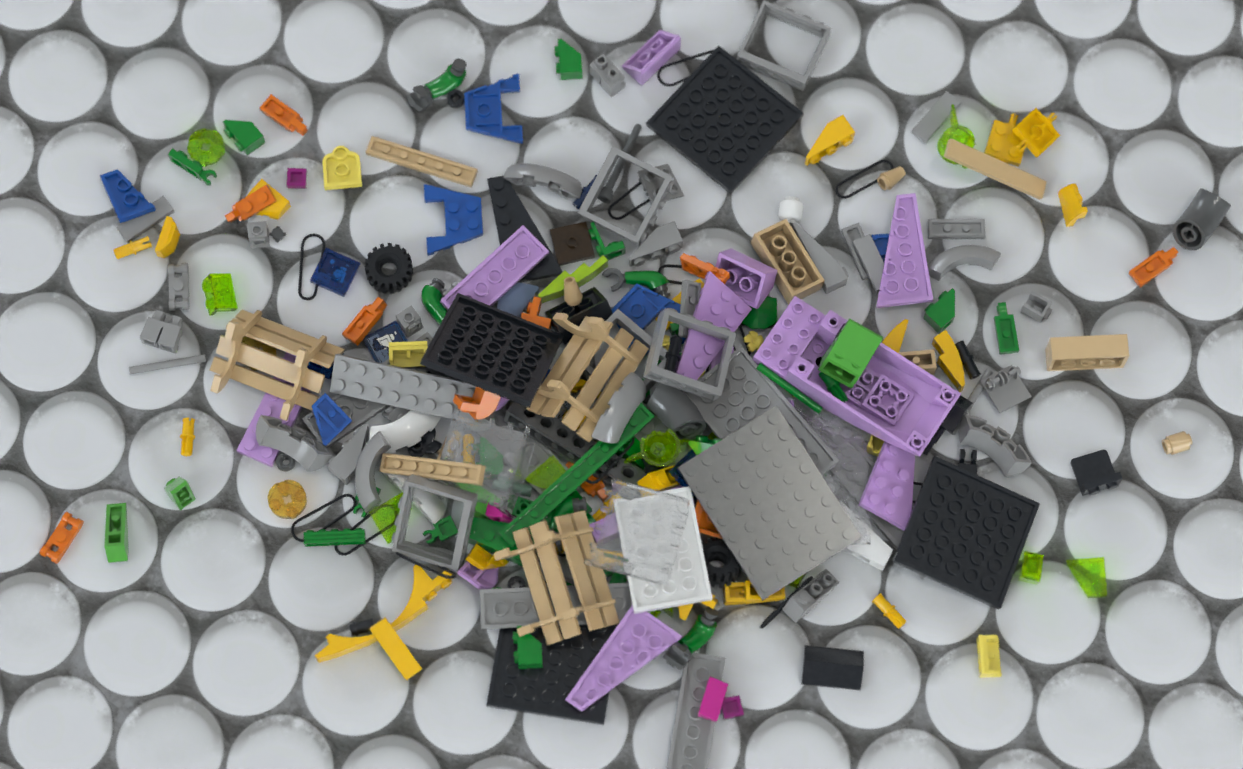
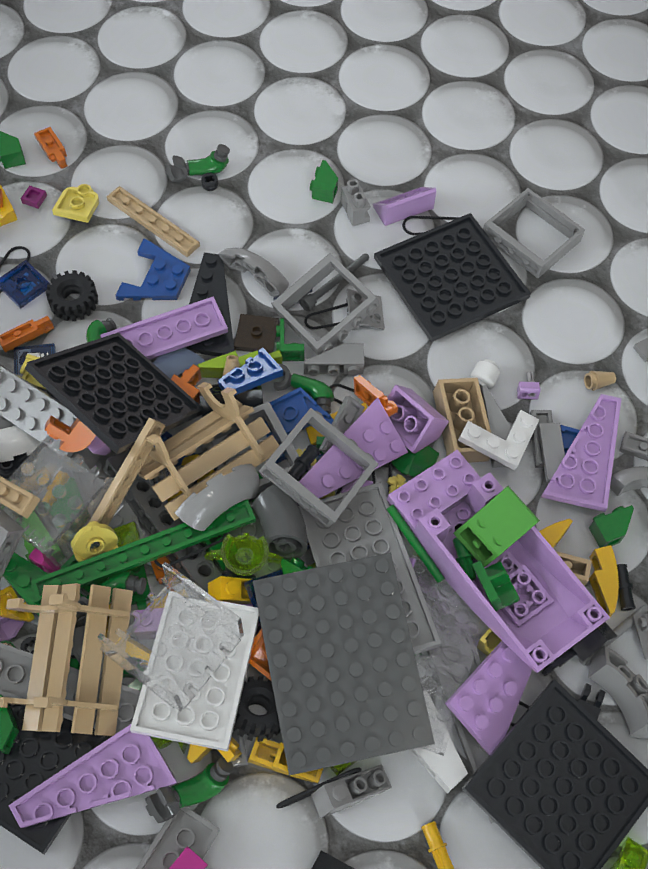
camera: 20 degrees right, 10 degrees down
(409, 321) = (62, 341): light grey window -> none
(484, 110) = (230, 199): blue wing -> none
(531, 476) = (93, 533): none -> light yellow plate
(536, 424) = (127, 473): none -> tan tile
(594, 286) = (252, 374): none -> blue wing
(831, 280) = (503, 451): none -> white plate
(832, 210) = (528, 389): none -> lavender piece
(834, 135) = (551, 324): yellow slope -> none
(860, 172) = (566, 366): black piece -> none
(866, 399) = (496, 585): none -> green panel

